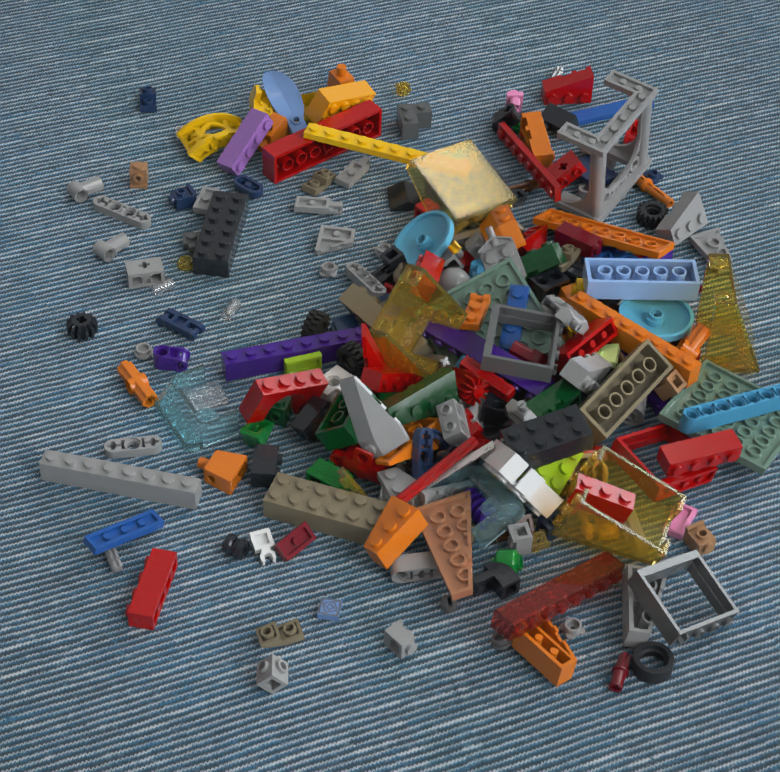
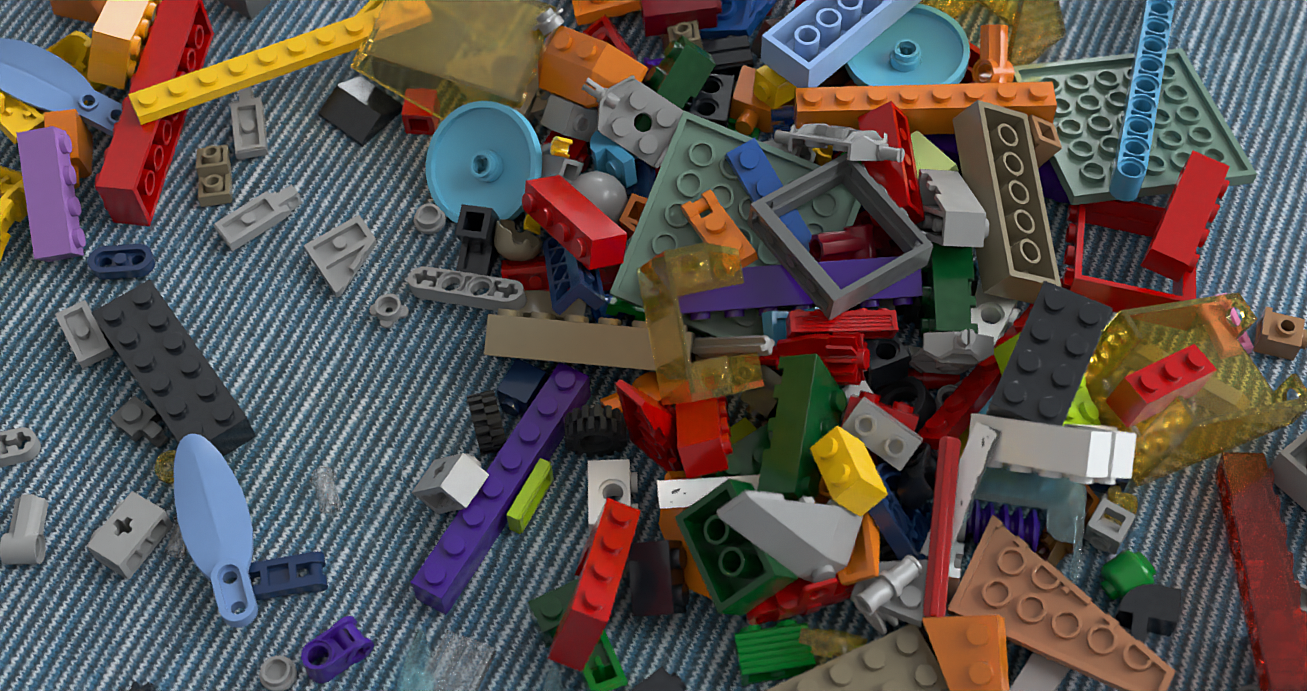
camera: 40 degrees left, 15 degrees up
(176, 287) = (215, 525): none -> medium blue plant
(182, 197) = (44, 357): dark blue brick -> none
(275, 331) = (451, 483): none -> light grey brick
(391, 473) = (888, 585): none -> light grey pin
(416, 415) = (848, 471): none -> yellow brick
(504, 198) = (548, 21): none -> light grey plate

